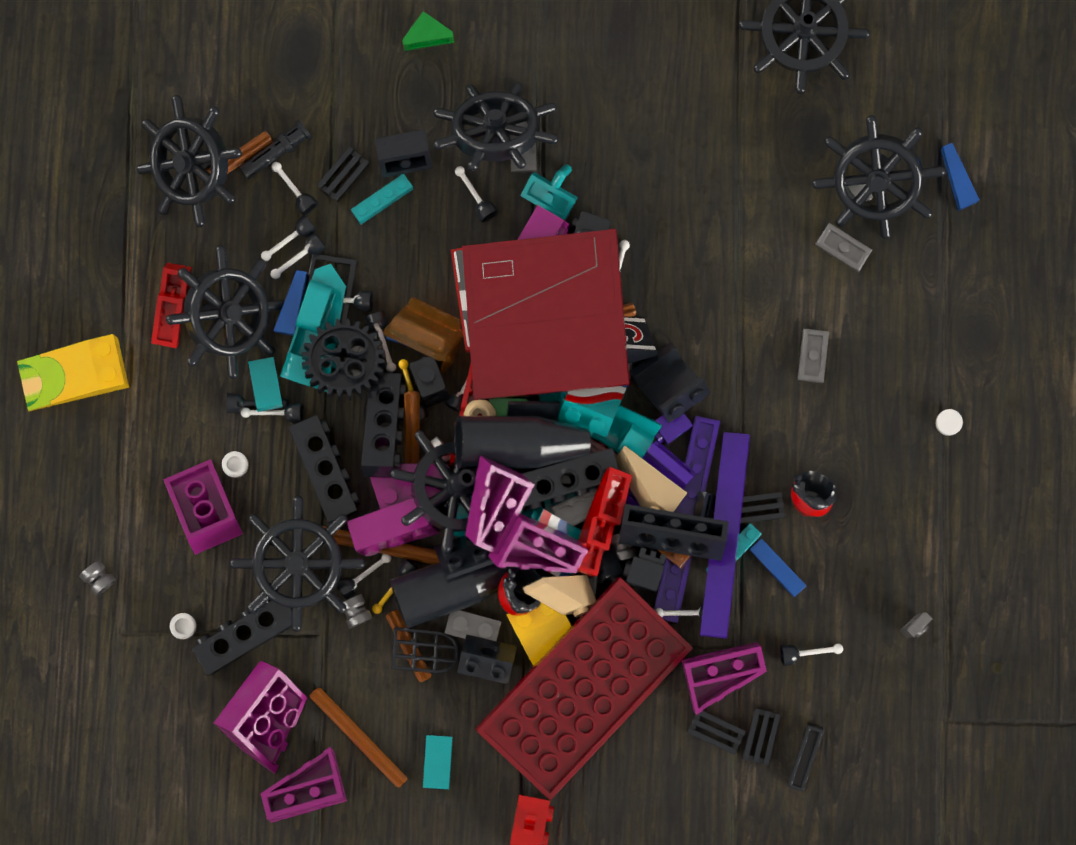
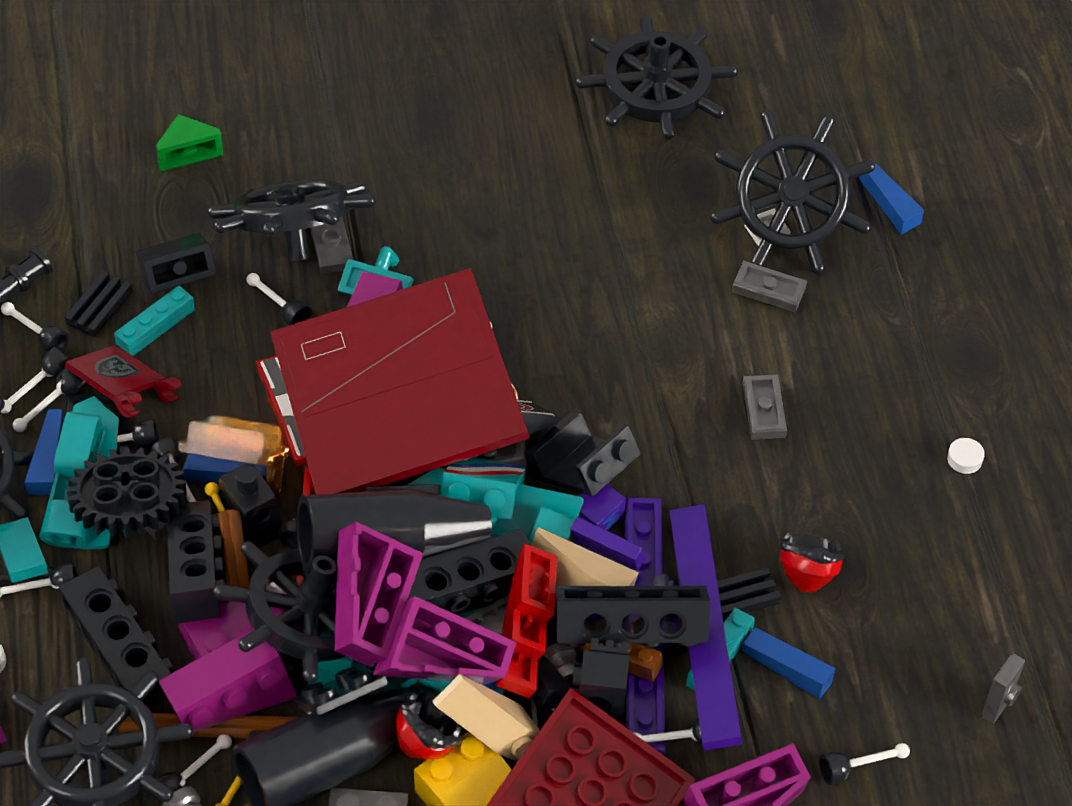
camera: 15 degrees left, 30 degrees down
(349, 248) = (122, 377): none -> dark red flag

